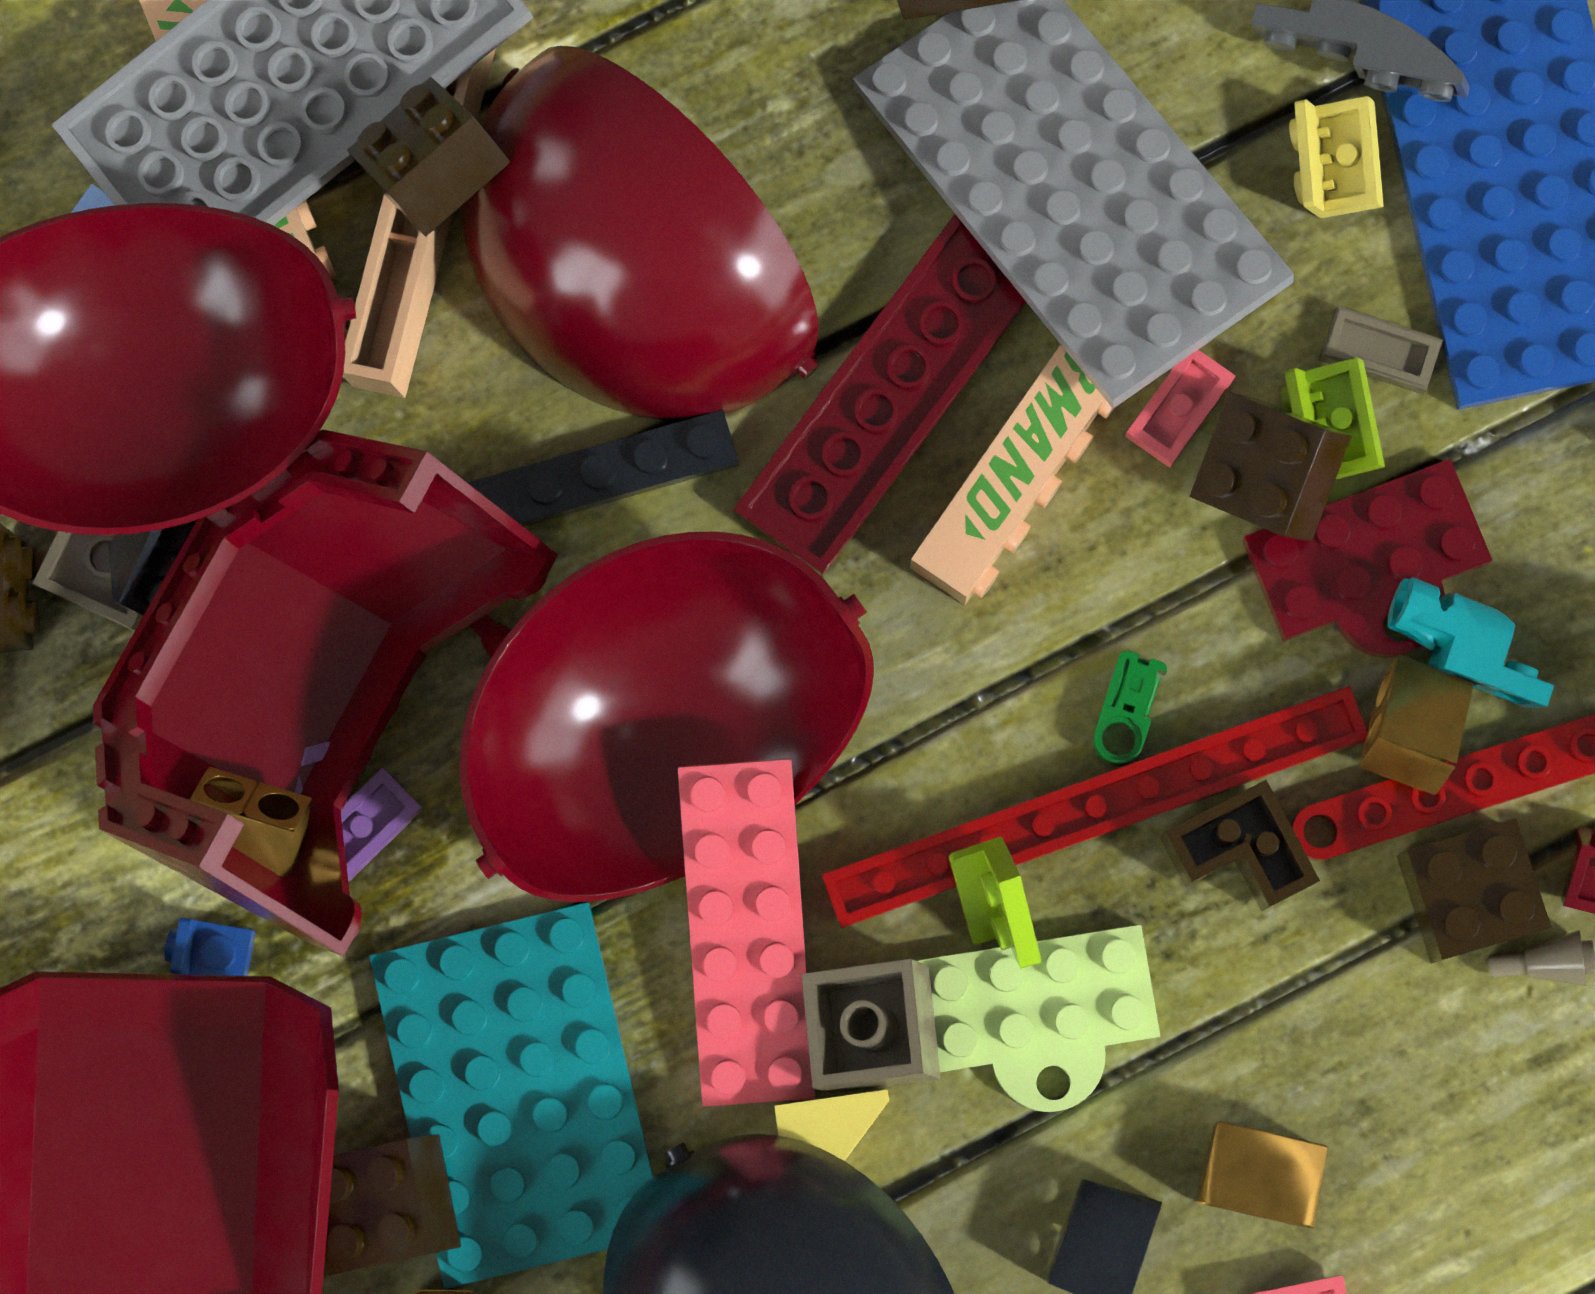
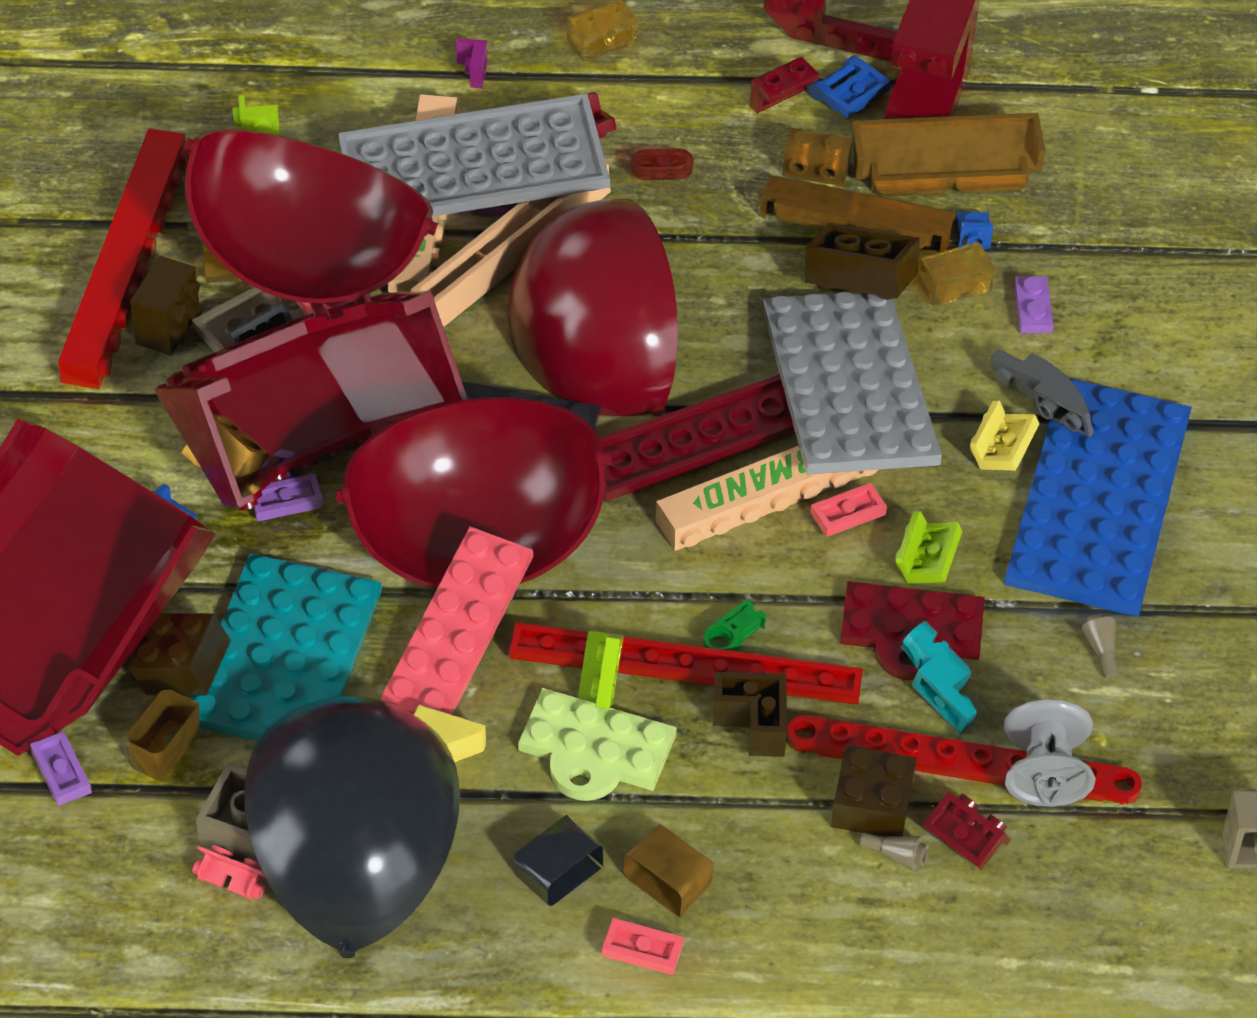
camera: 20 degrees right, 30 degrees down
(428, 155) = (517, 206): dark brown brick -> none
(870, 1026) = (497, 693): dark tan brick -> none
(1270, 466) = (878, 542): dark brown brick -> none
(1388, 350) = (980, 538): dark tan tile -> none
(1416, 724) = (888, 695): pearl gold piece -> none

